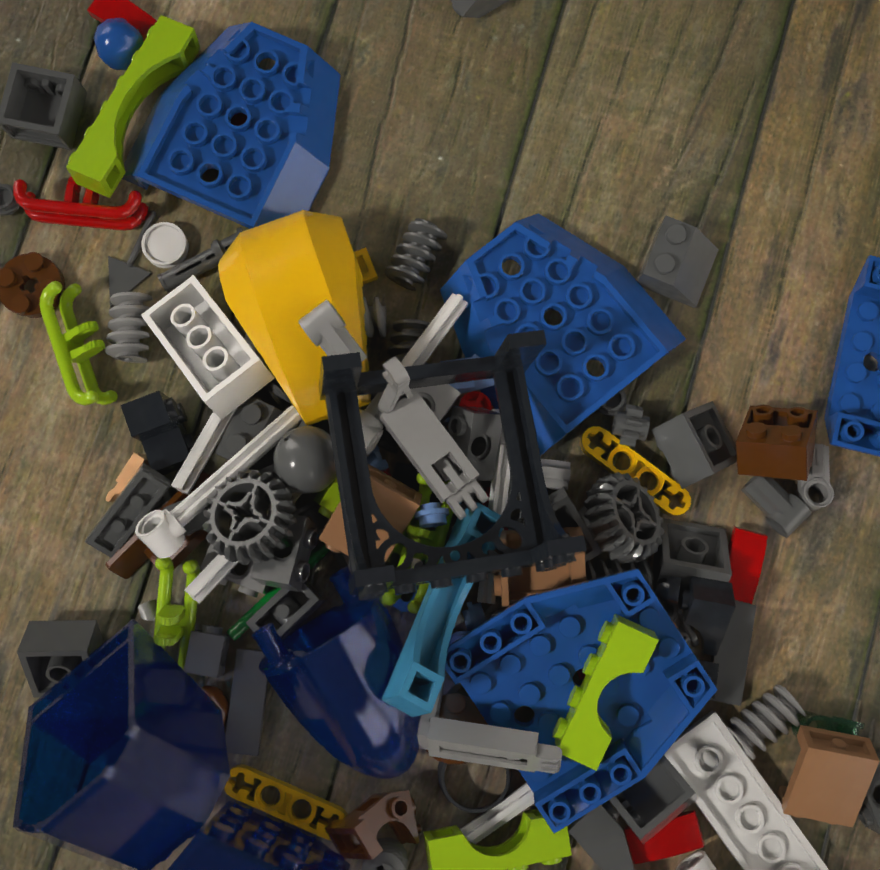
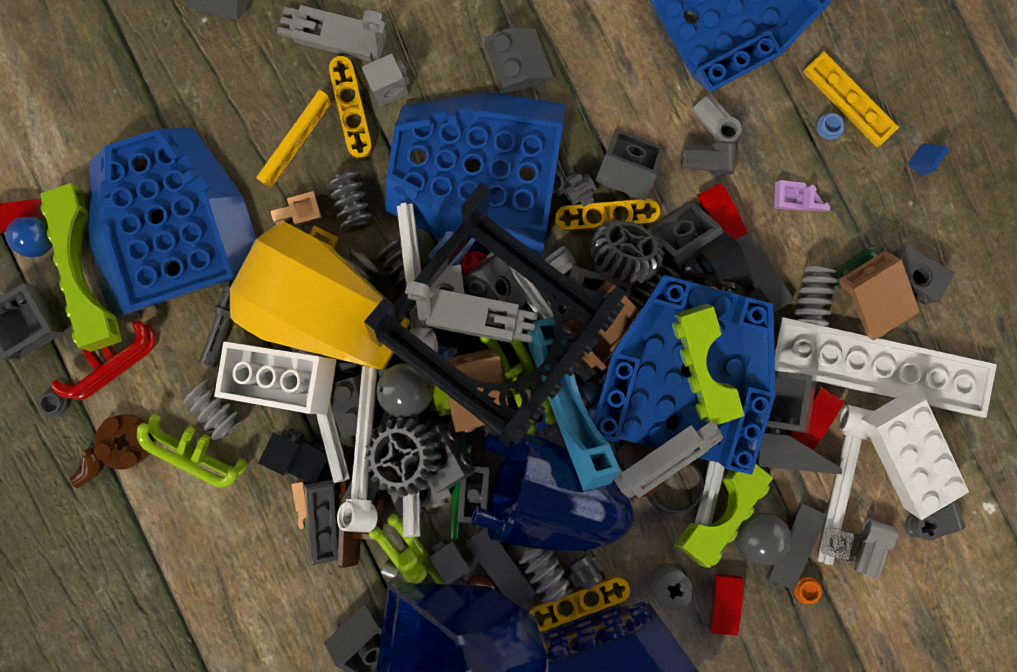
camera: 45 degrees left, 5 degrees up
(125, 276) = (177, 381): dark grey piece -> none
(165, 245) = (184, 339): white piece -> none
(281, 746) = (546, 574): none -> light grey piece
(318, 779) = (585, 572): none -> dark grey gear
(328, 330) = (347, 301): light grey piece -> none
(358, 831) = (637, 580): reddish brown tile -> none
(367, 224) = (300, 209): none -> light nougat plate
(417, 159) = (294, 139): none -> yellow tile
(431, 515) = (511, 355): medium blue plate -> none
(489, 175) = (350, 108): none -> yellow beam
(544, 177) = (387, 79): none -> light grey brick
(550, 120) = (335, 32): none -> light grey hinge
(777, 442) = (677, 120): reddish brown slope -> none
(828, 614) = (798, 197): none -> lavender slope

